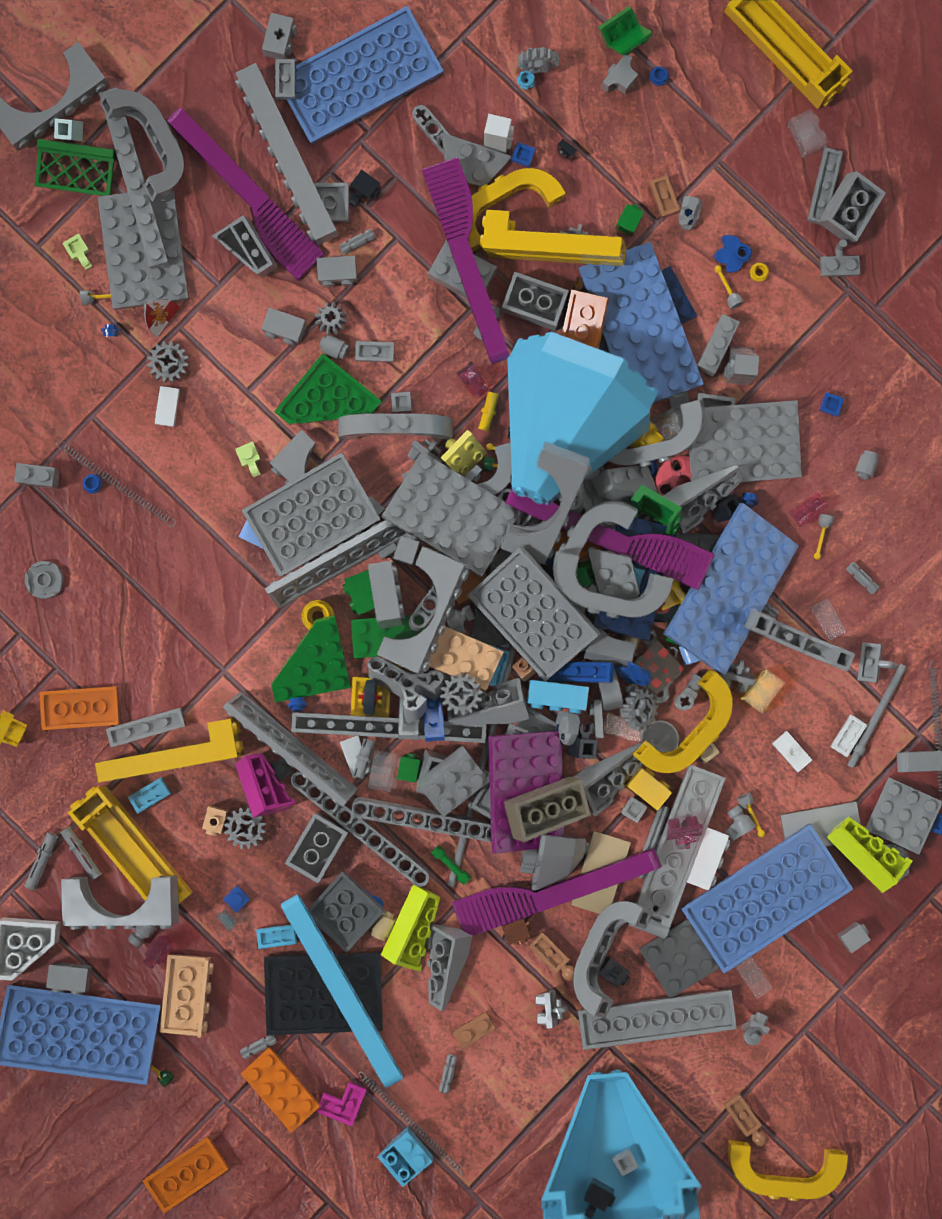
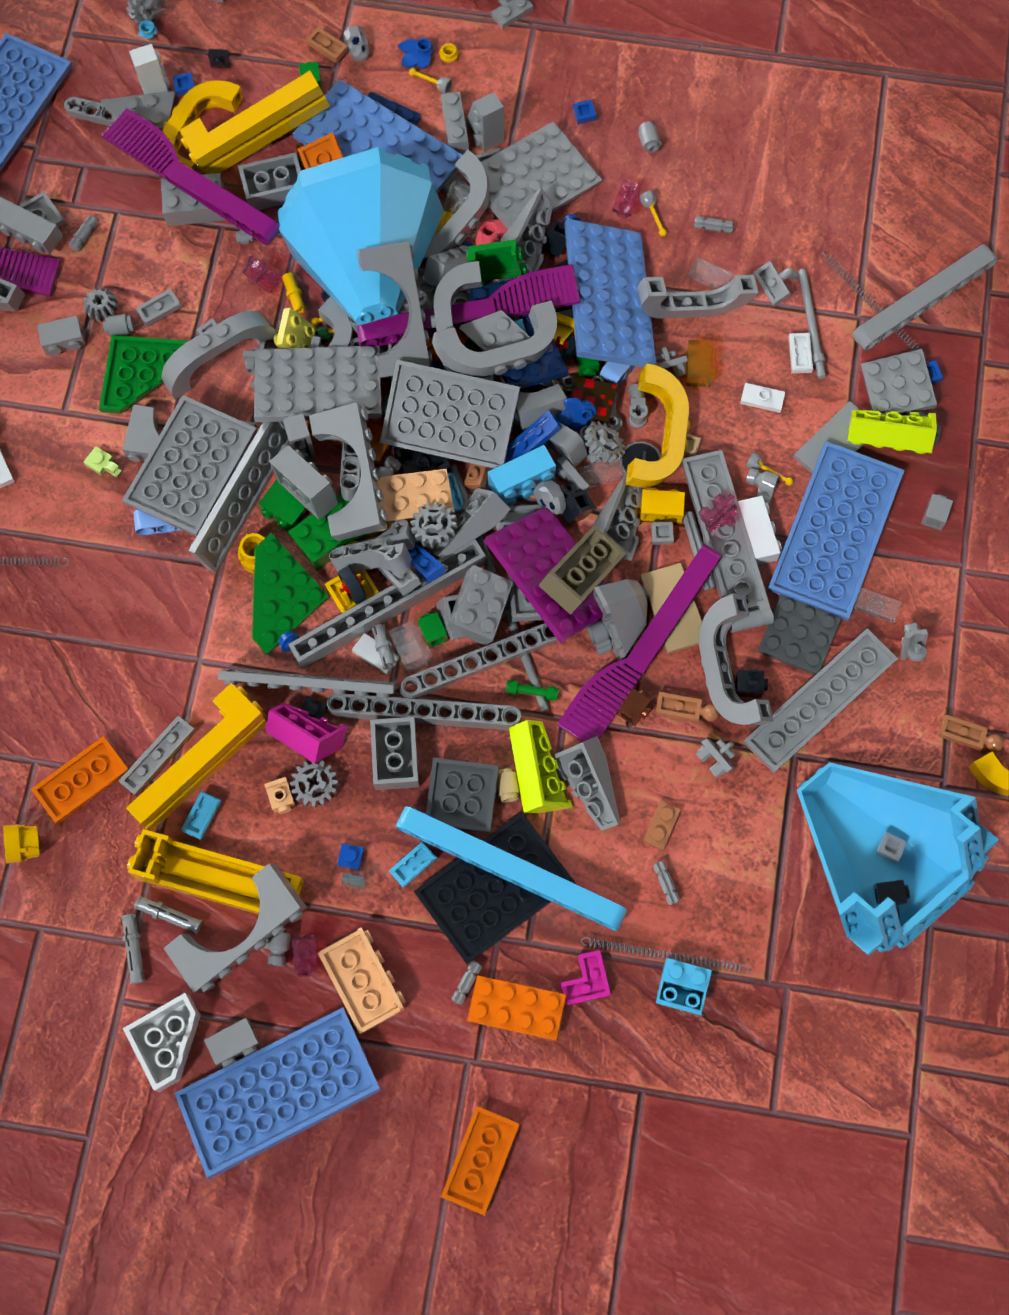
camera: 30 degrees left, 15 degrees down
(164, 1076) = (394, 1077): dark green hinge -> none
(337, 271) = (80, 264): light grey brick -> none
(364, 187) = (61, 187): black brick -> none

